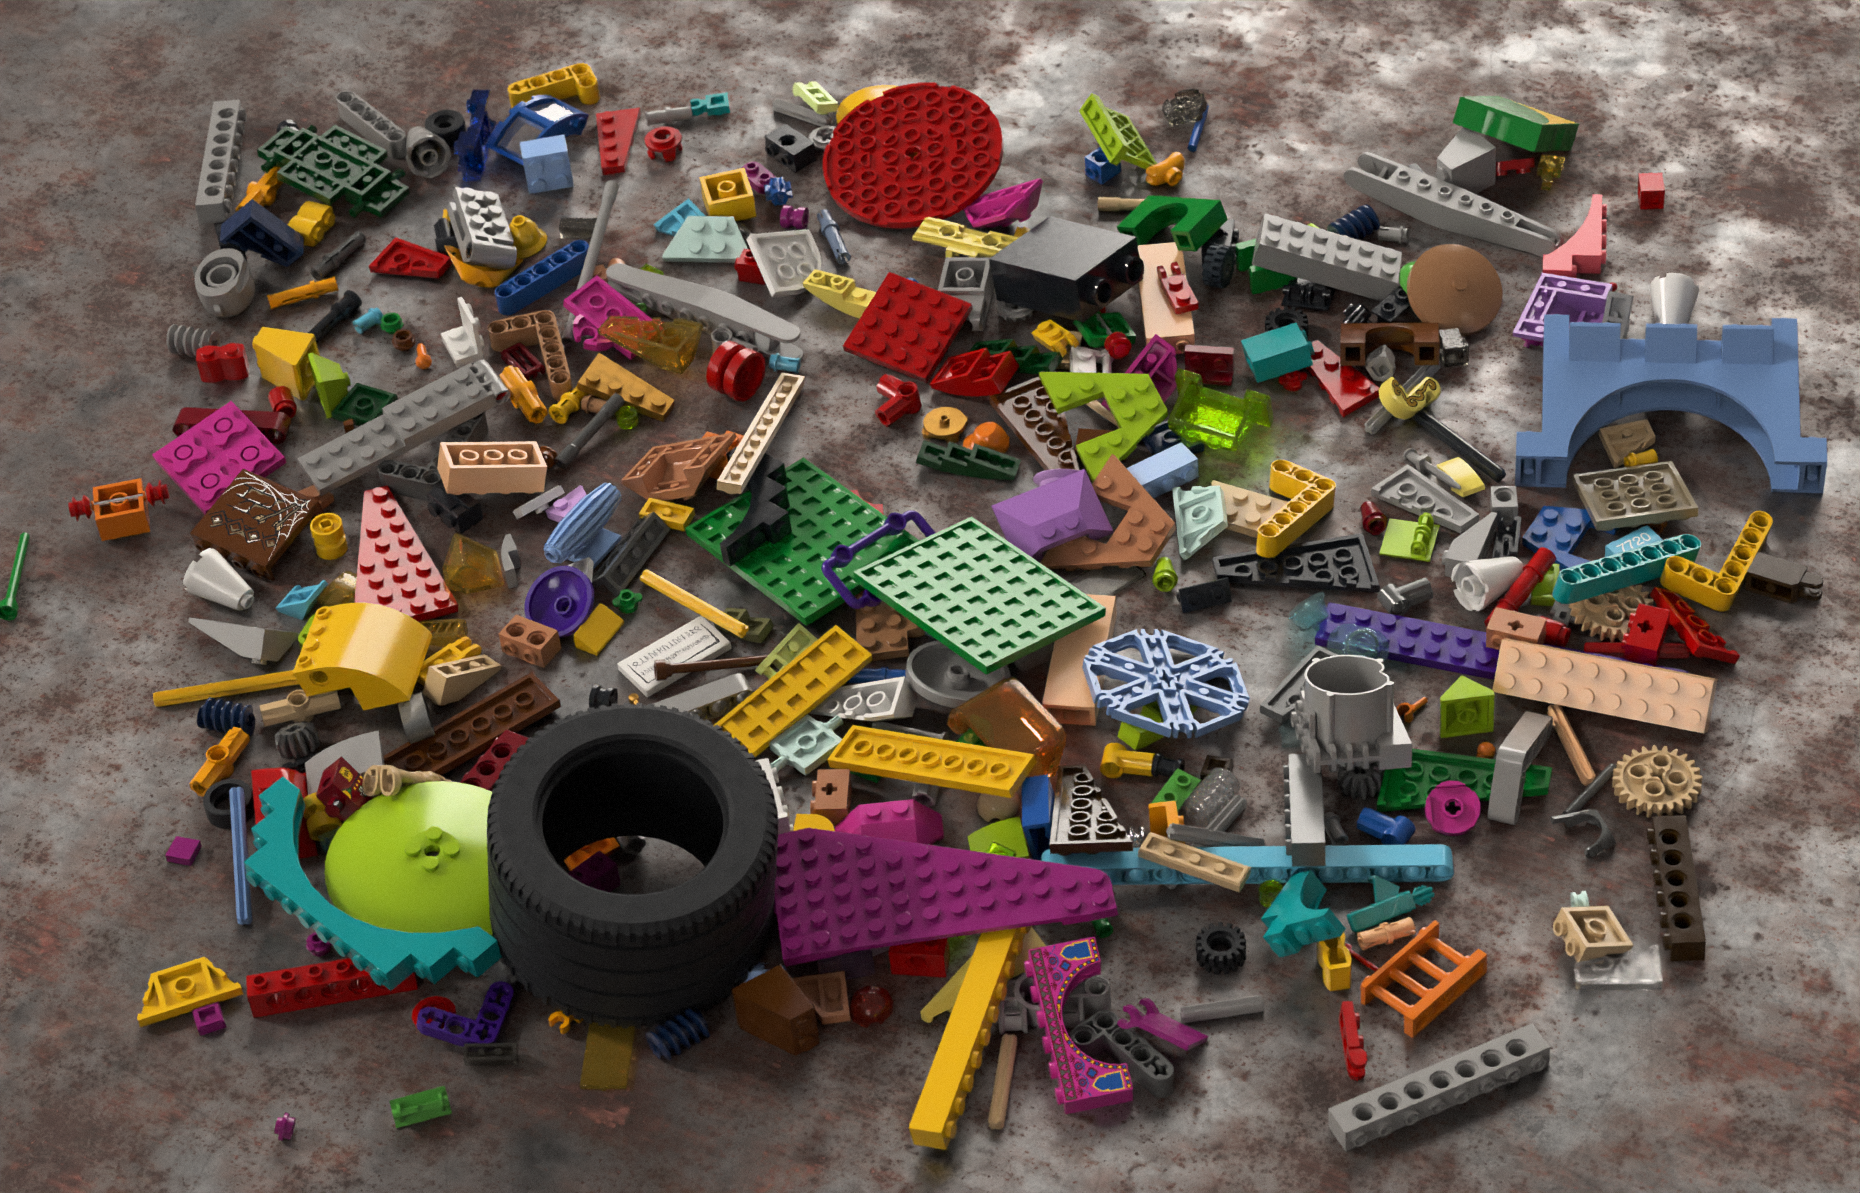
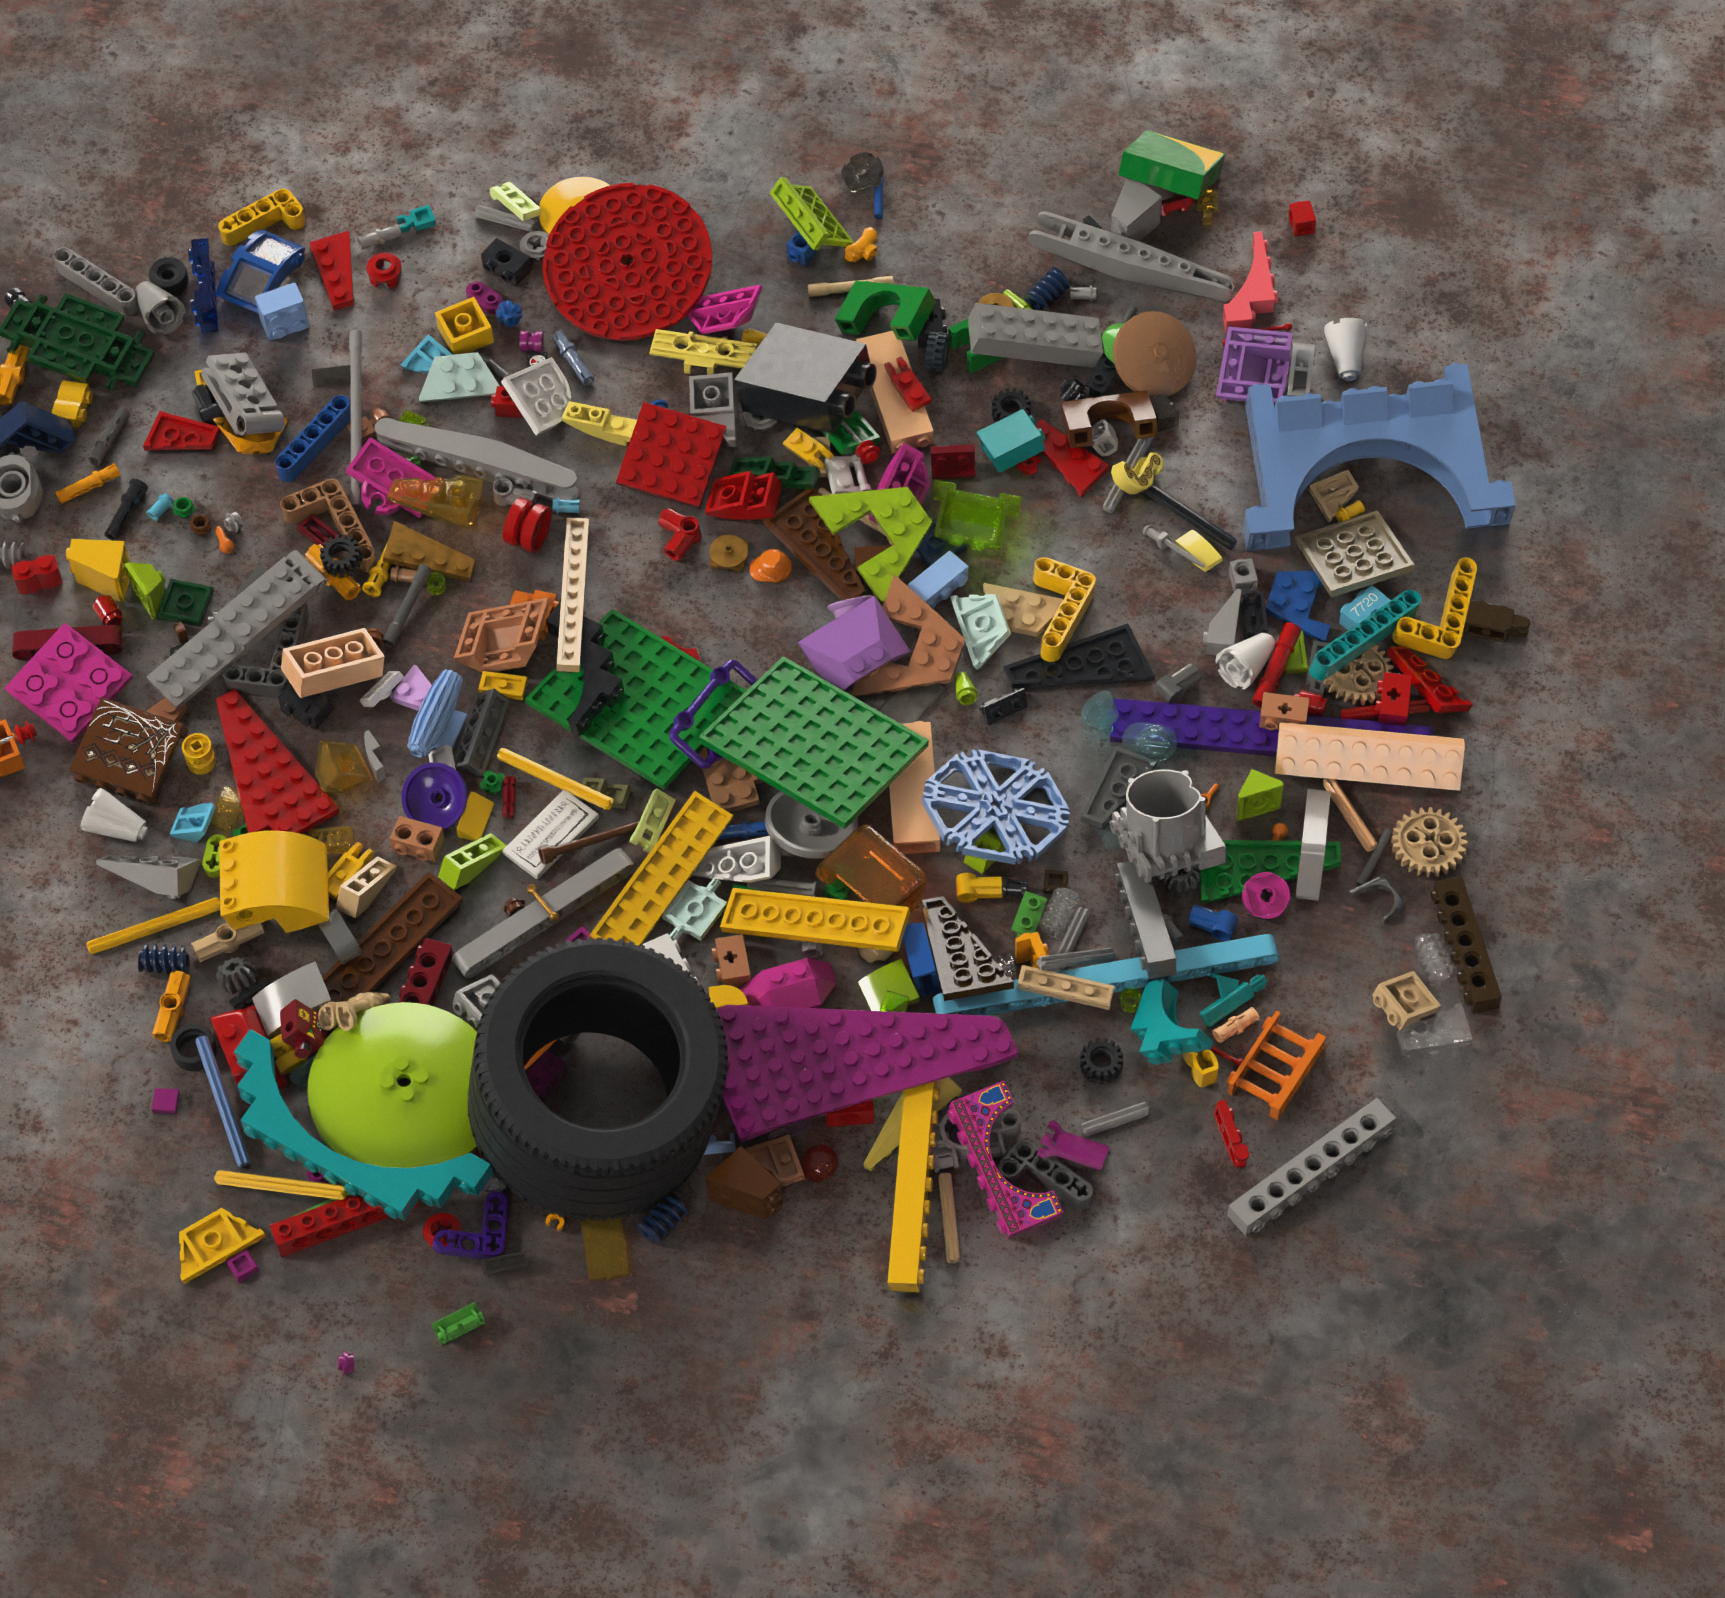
camera: 15 degrees left, 15 degrees up
(272, 941) = (280, 1184): none -> yellow axle
(436, 340) = (233, 522): none -> light grey plate
(464, 342) = (260, 517): white bracket -> none
(526, 236) = (285, 393): yellow hat -> none
(528, 384) = (343, 566): none -> black tyre
(577, 668) = (469, 861): none -> lime slope
(602, 696) = (500, 889): black wheel -> none
(640, 616) = (509, 797): none -> dark red axle
(959, 460) = (761, 592): dark green slope -> none
(1307, 295) = (1021, 371): black hinge -> none
(1372, 518) = (1133, 605): dark red cone -> none
(1410, 538) = (1169, 621): lime hinge -> none
(1420, 495) = (1172, 577): light grey wing -> none
(1579, 900) = (1389, 971): light aqua bush -> none
(1634, 894) = (1433, 957): none -> clear piece

